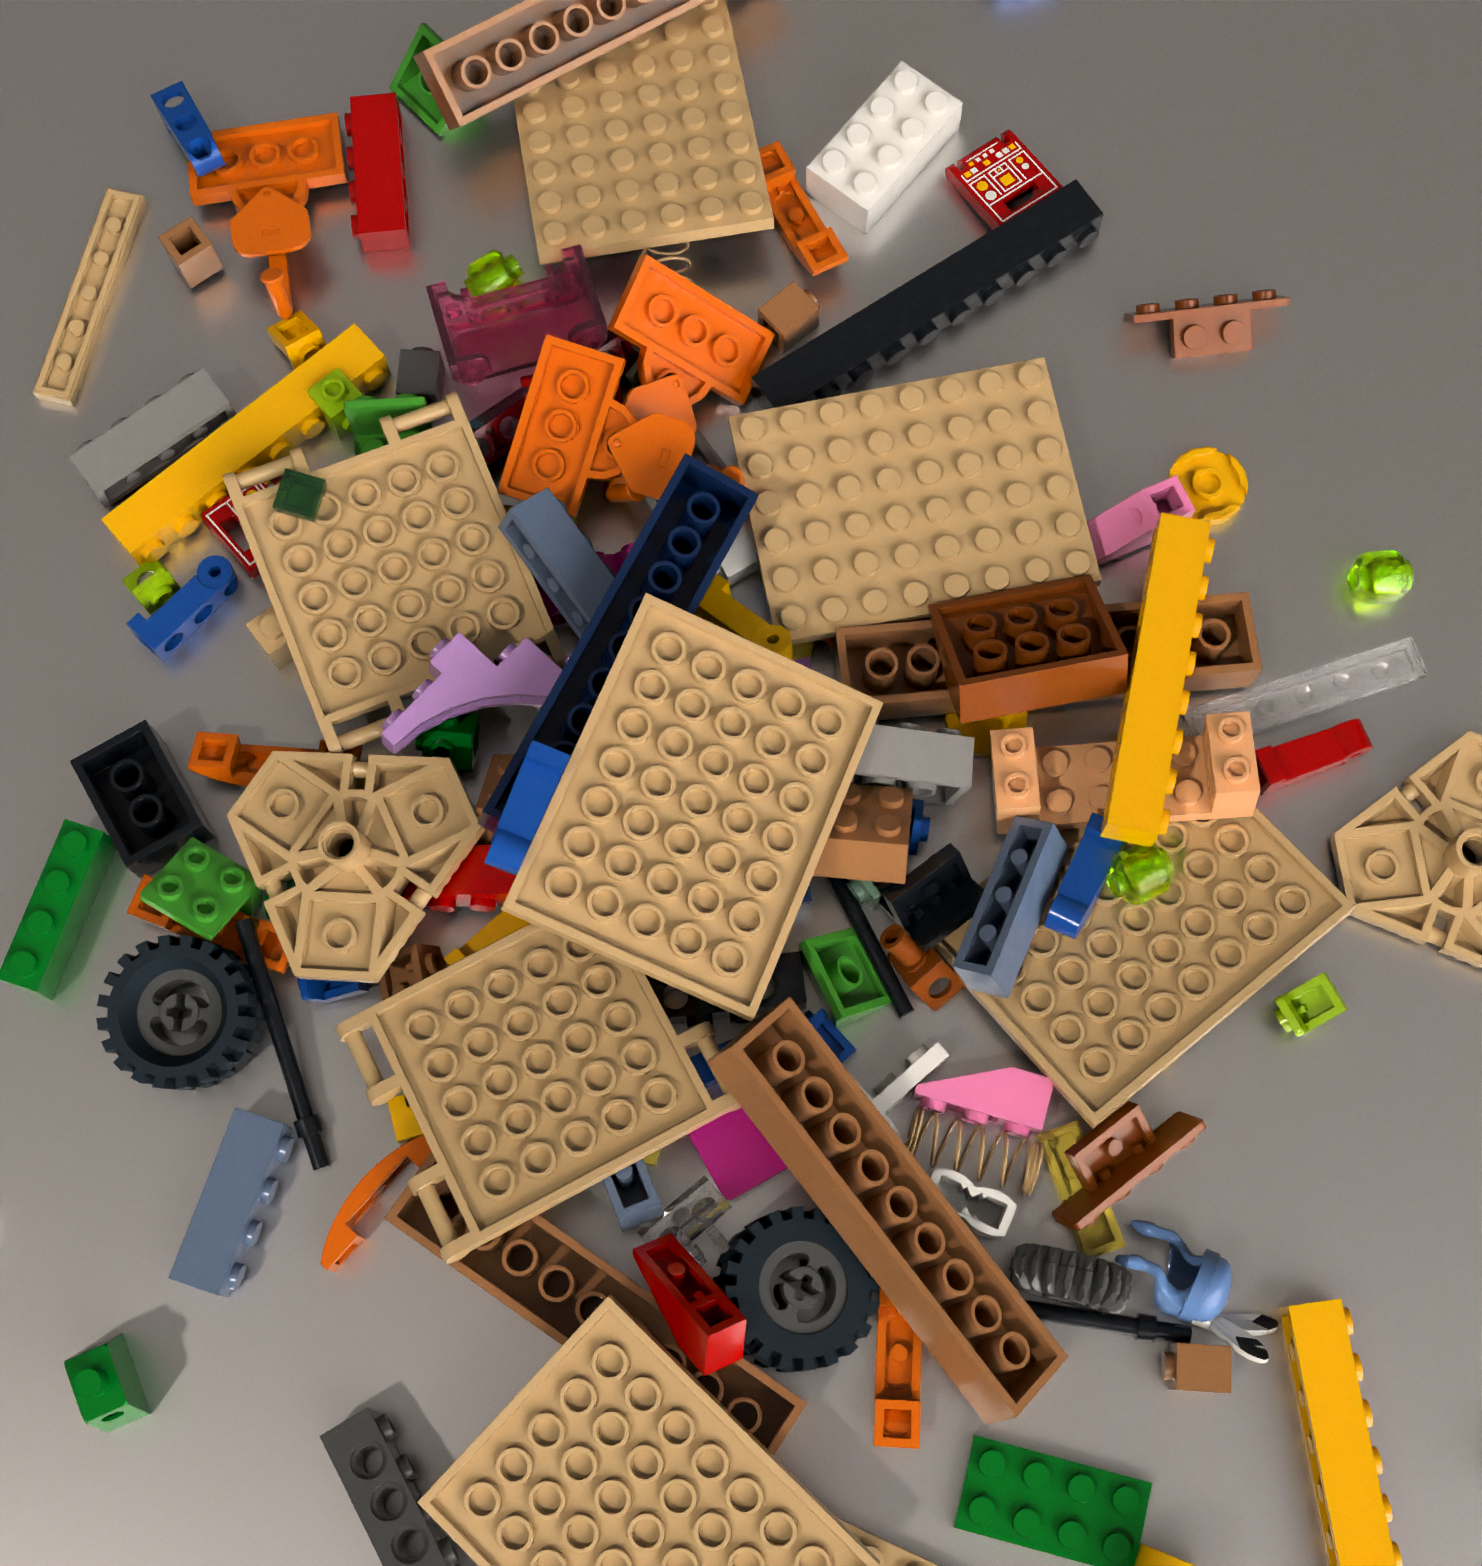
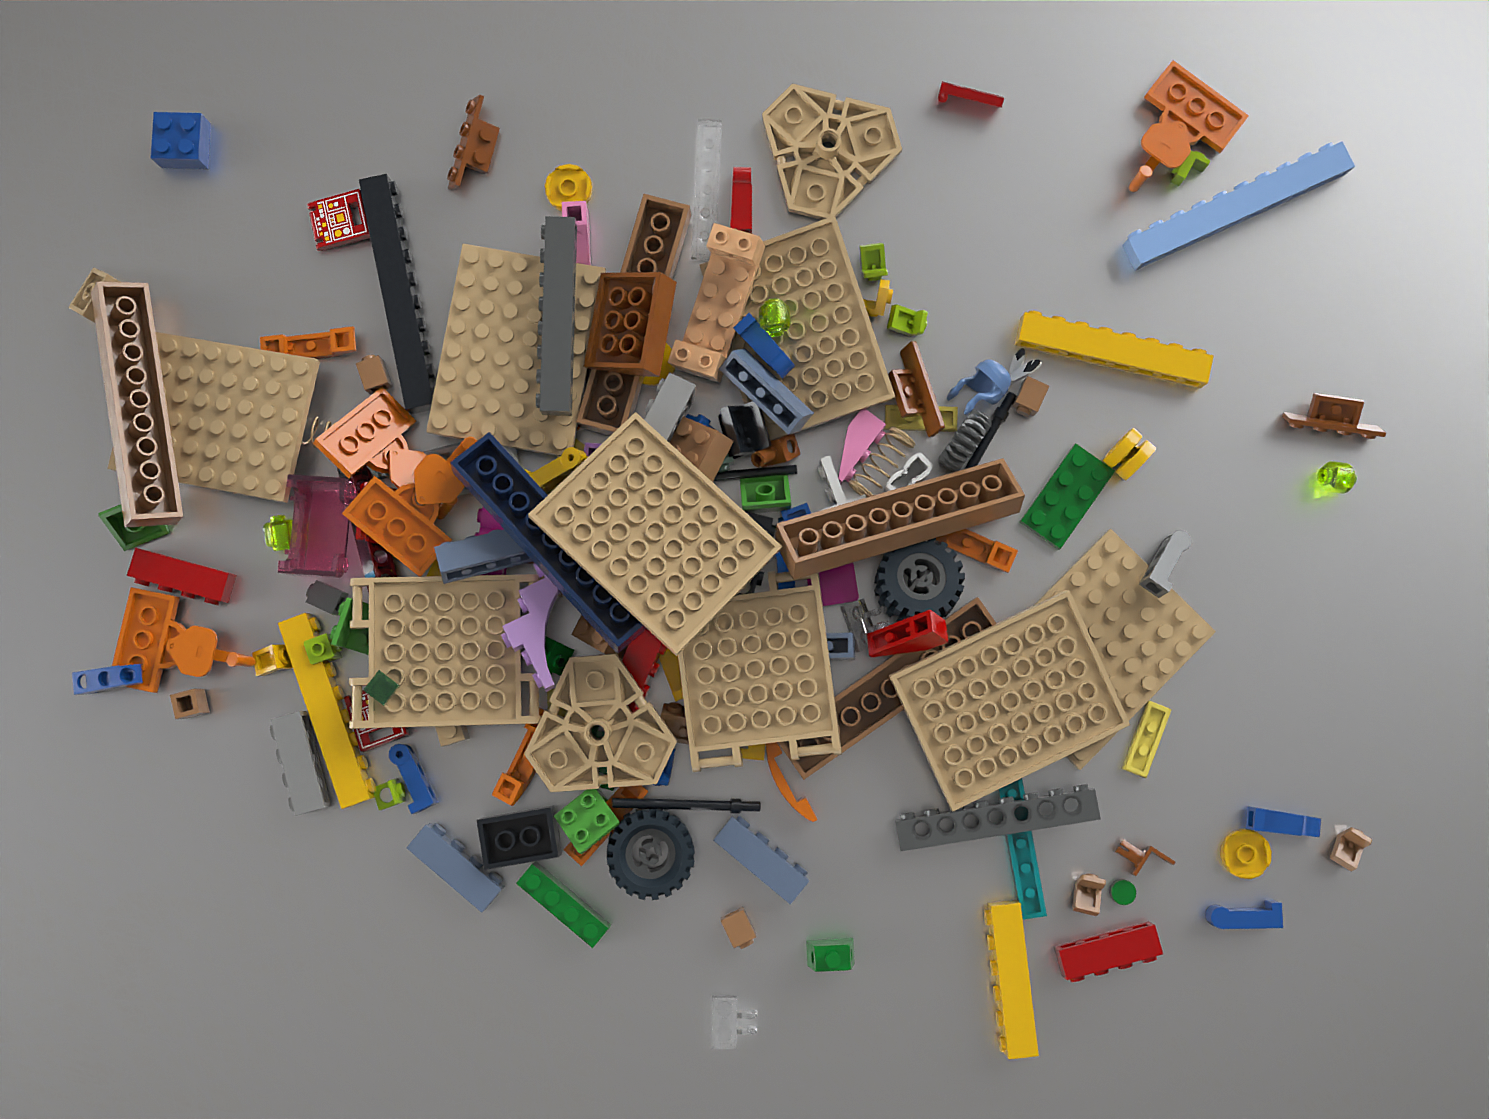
camera: 70 degrees left, 10 degrees up
(67, 723) = (456, 866): none -> sand blue brick
(90, 297) = (189, 773): tan tile -> none
(105, 1208) = (739, 928): none -> medium nougat brick
(525, 806) = (626, 623): blue leg -> none
(883, 147) = (289, 278): white brick -> none
(990, 533) = (558, 316): none -> dark grey brick
(1156, 681) = (674, 261): yellow brick -> none
(1234, 1101) = (907, 320): none -> lime bracket
(1257, 1044) = (884, 296): none -> yellow bracket
(1380, 577) = (659, 120): clear neon green head -> none

